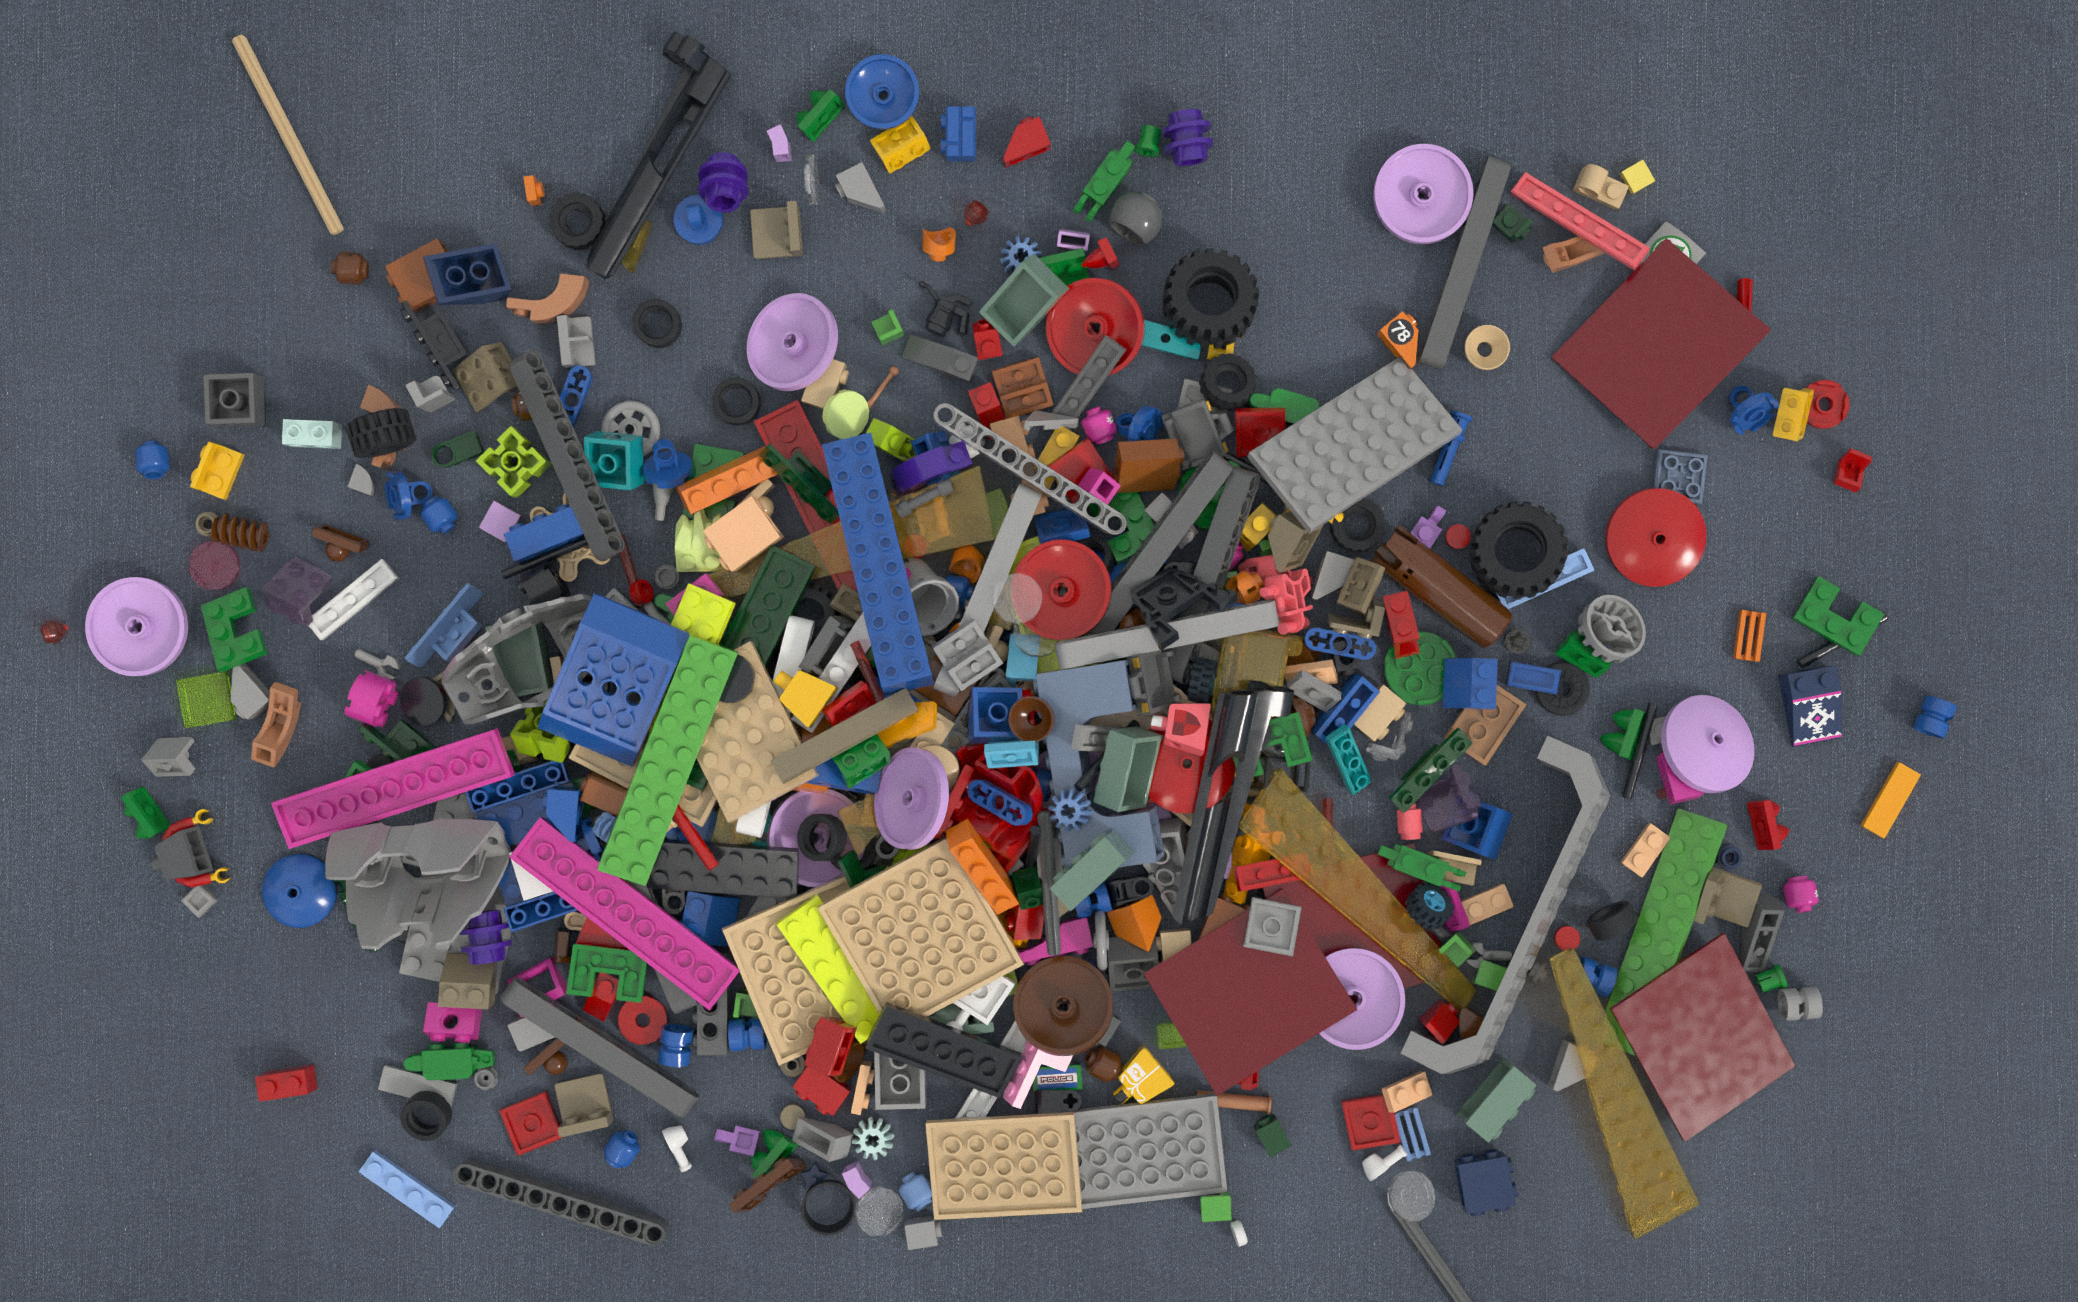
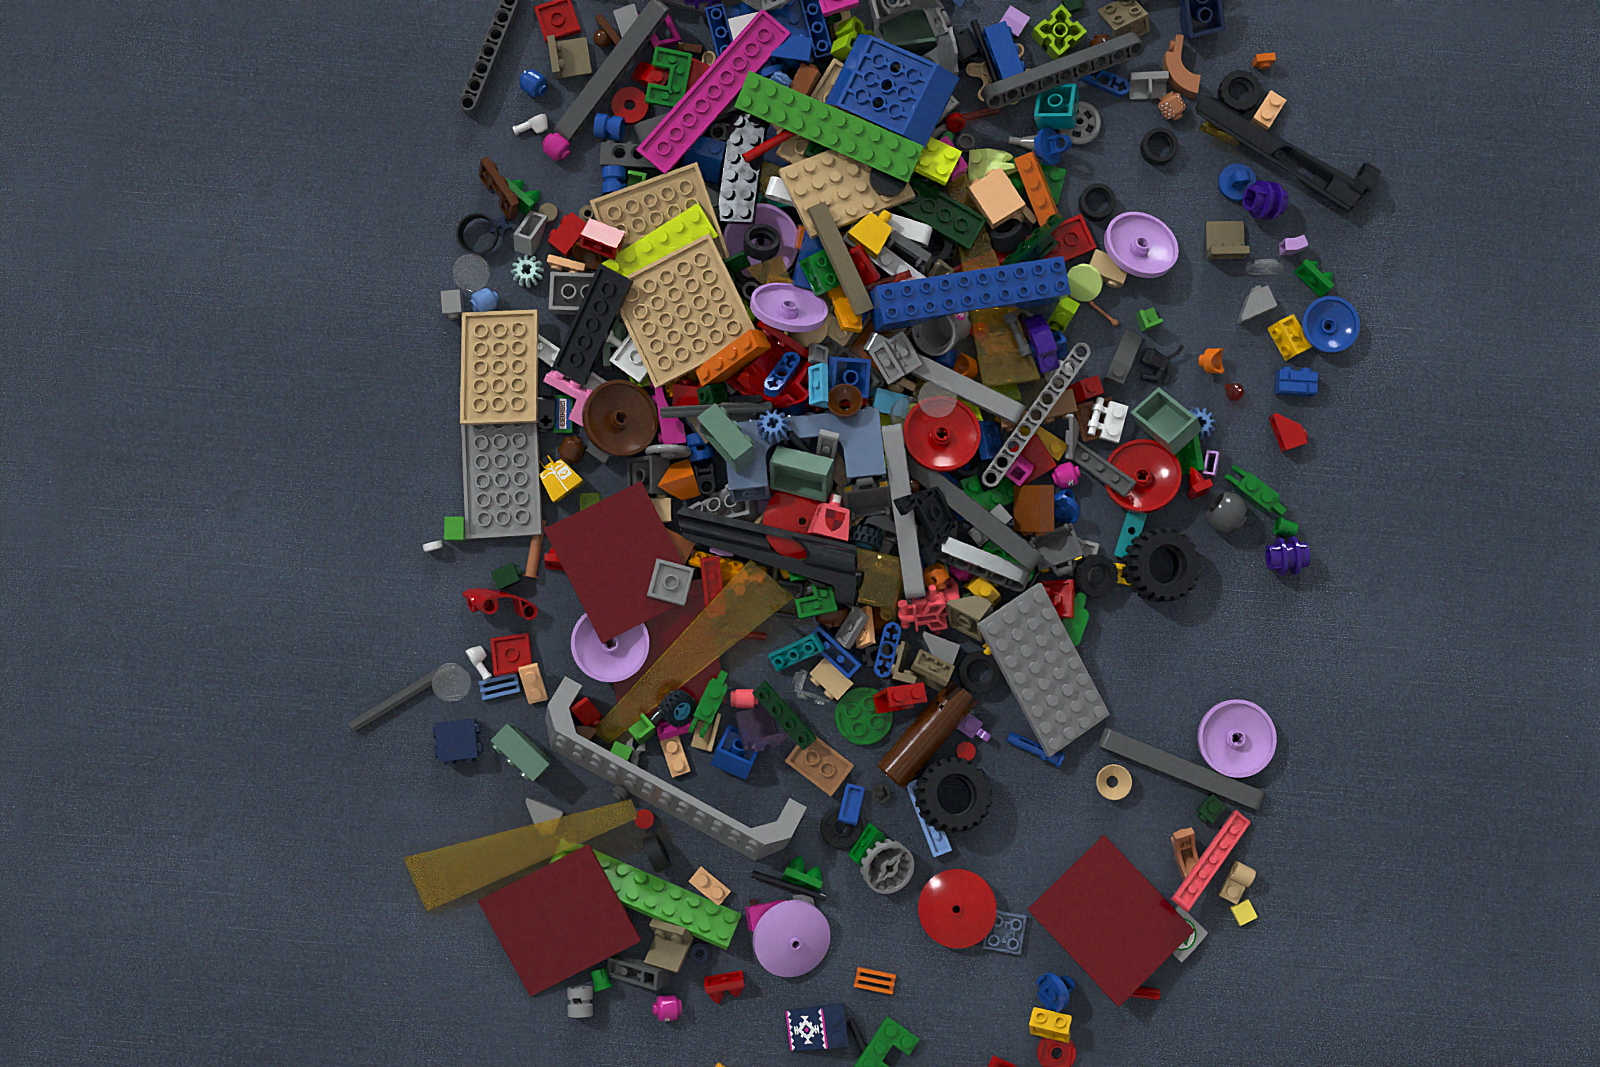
camera: 90 degrees right, 5 degrees down
(599, 181) = (1269, 110): none -> light nougat plate
(602, 309) = (1171, 106): none -> nougat head
(705, 1113) = (556, 146): none -> dark pink head
(742, 1140) = (533, 172): medium lavender plate -> none
(791, 516) = (1007, 236): none -> black tyre
(856, 1179) = (497, 256): lavender piece -> none
(969, 756) = (817, 354): none -> light grey tile
(986, 340) = (1135, 393): red bracket -> none
(1025, 368) = (1113, 420): none -> white plate
(1301, 1160) = (486, 601): none -> red panel
(1401, 338) = (1124, 714): orange slope -> none
(1470, 683) = (850, 751): blue slope -> none
(1601, 976) = (612, 839): blue wheel -> none

